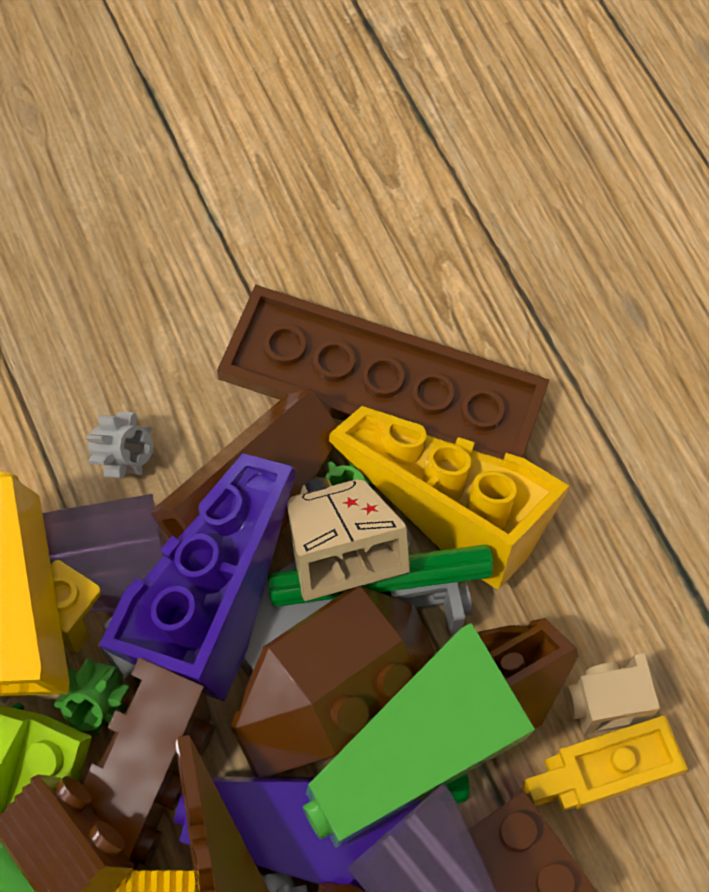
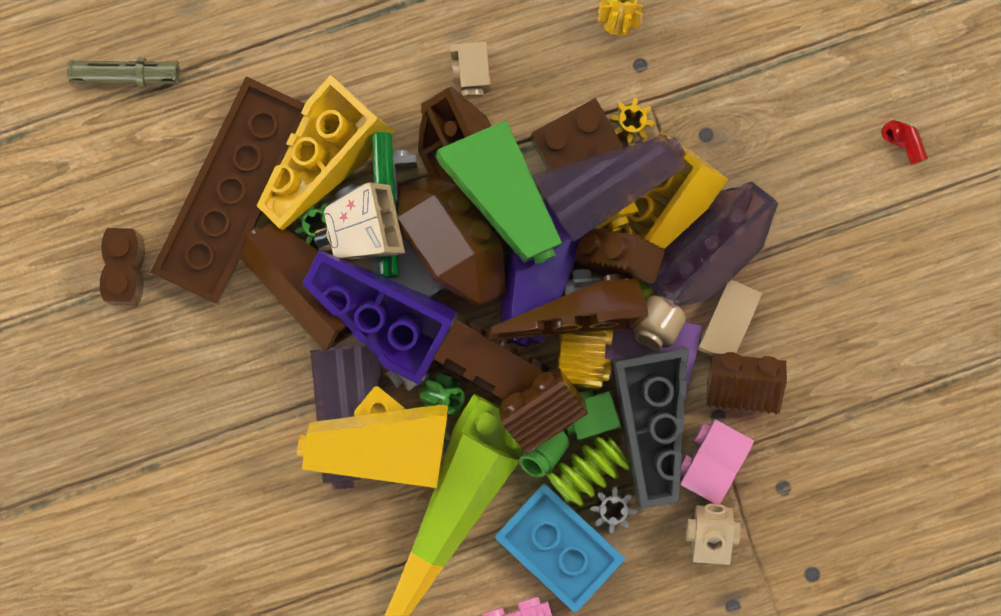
camera: 80 degrees left, 20 degrees up
(120, 445) = (267, 372): light grey gear -> none
(261, 249) = (123, 255): none -> reddish brown brick
(532, 249) = (132, 72): none -> olive pin
(608, 766) = (514, 78): yellow hinge -> none

